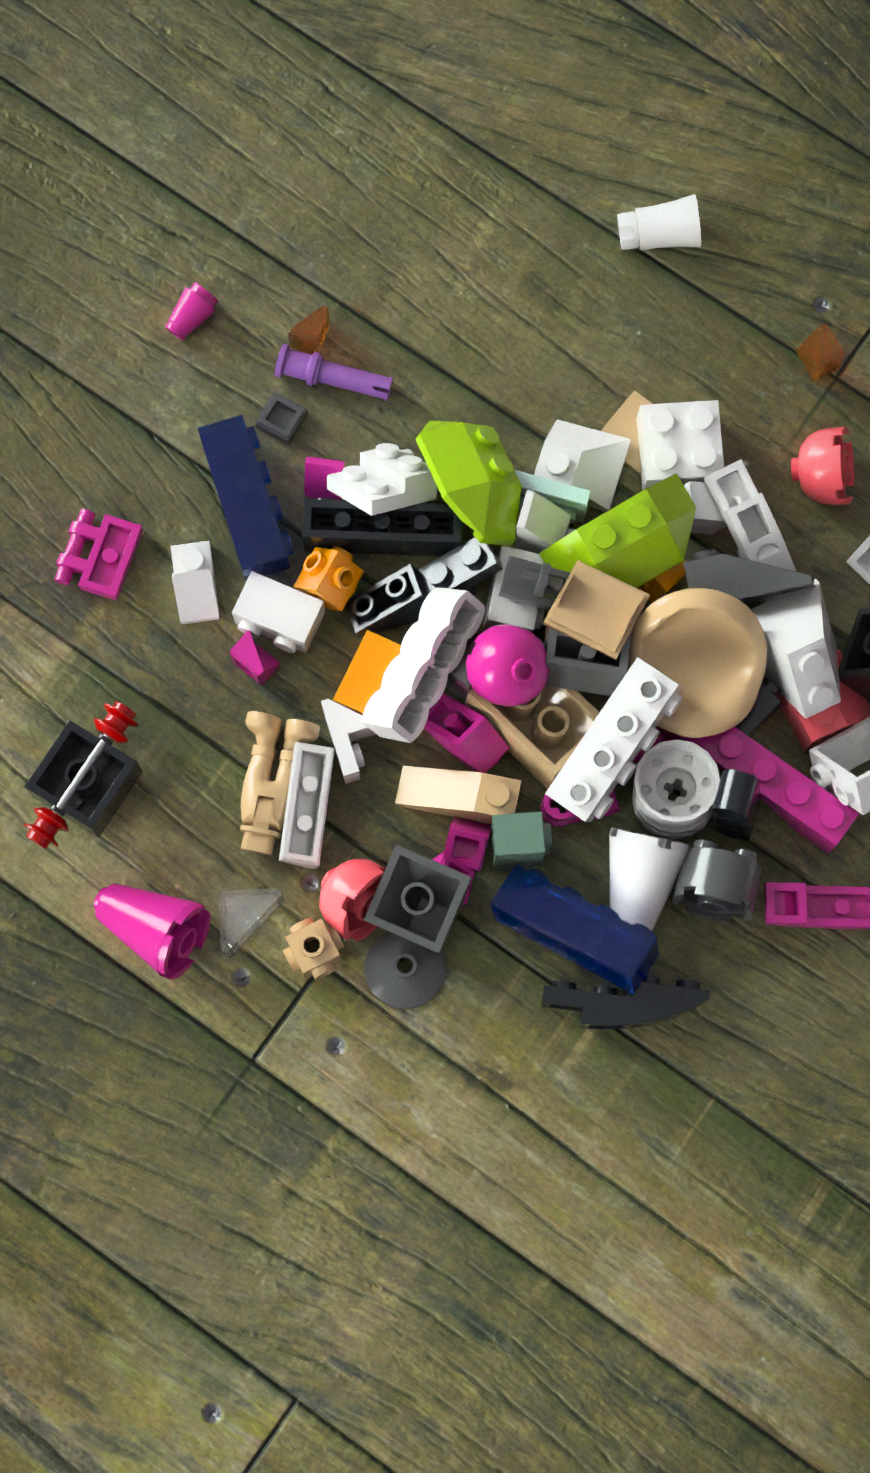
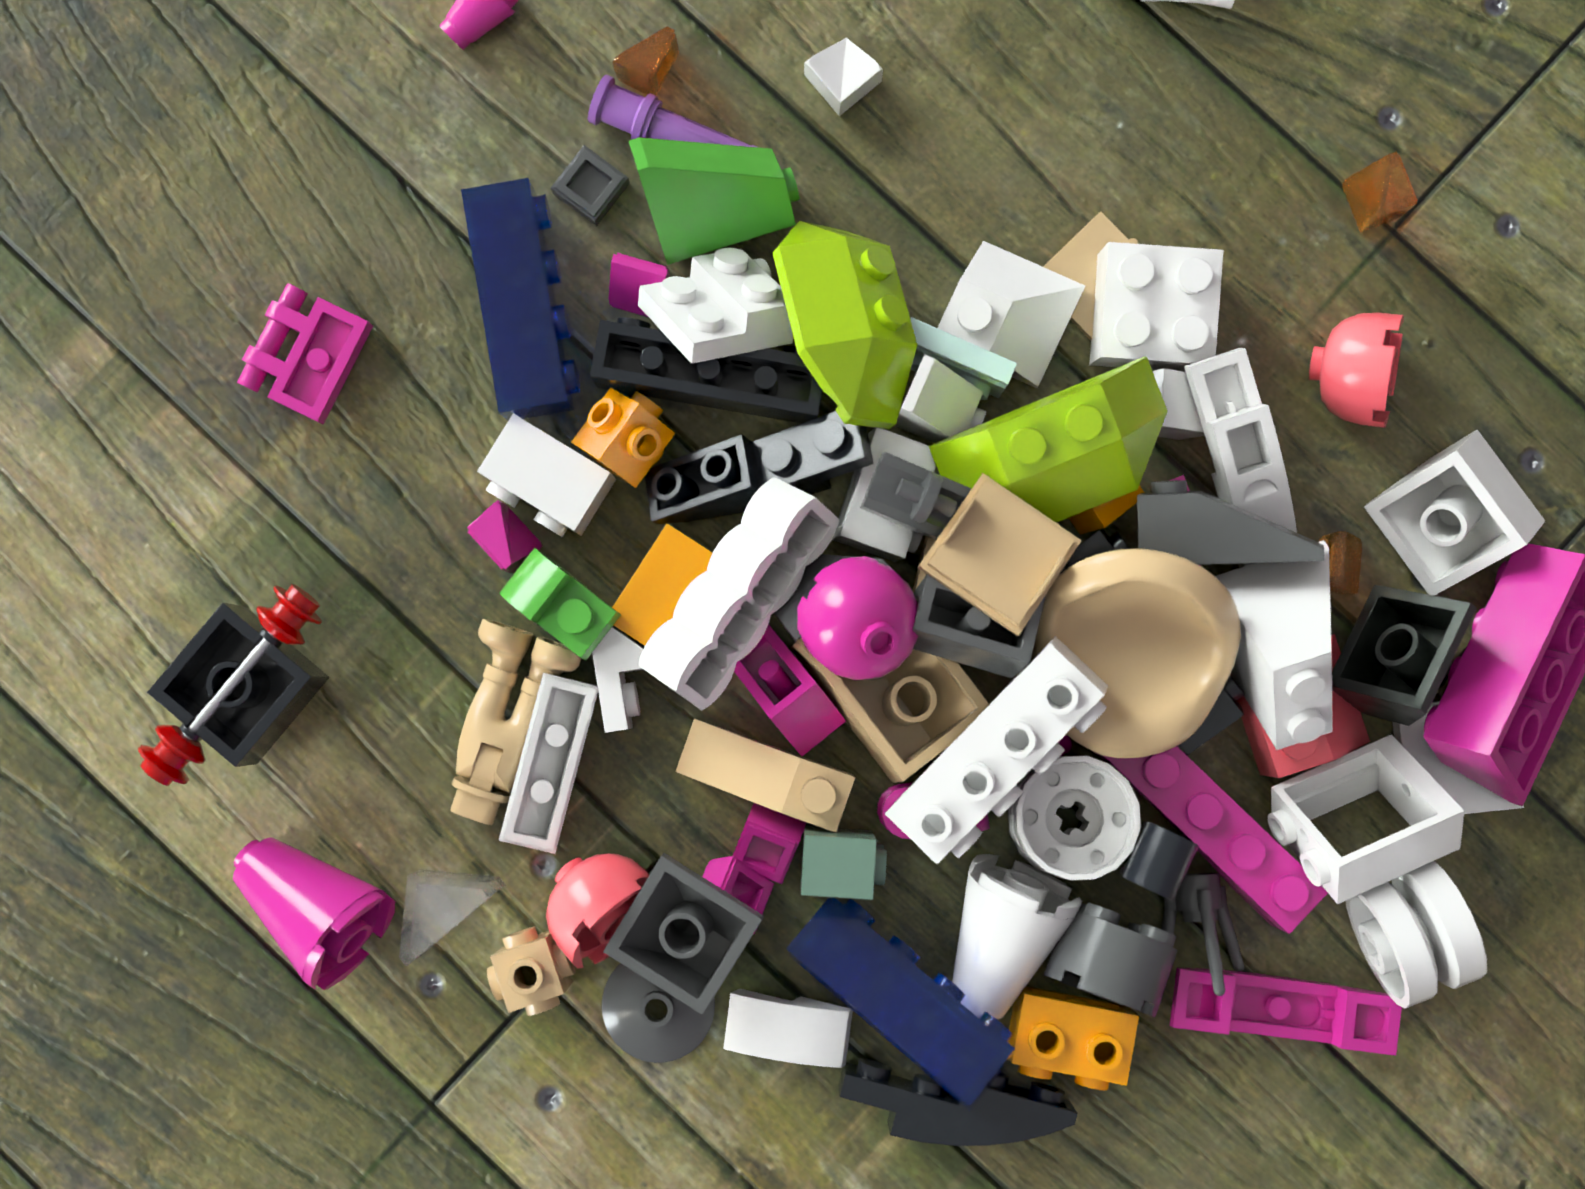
camera: 10 degrees right, 10 degrees up
(194, 582) = (435, 412): white slope -> none
(298, 692) = (559, 603): none -> bright green brick
(367, 410) = (712, 194): none -> bright green slope
(444, 323) = (843, 74): none -> white slope
(499, 967) = (788, 1030): none -> white slope
(699, 944) = (1072, 1037): none -> light orange brick
(777, 840) = (1204, 901): none -> dark grey plant
(837, 599) = (1344, 561): none -> clear orange slope

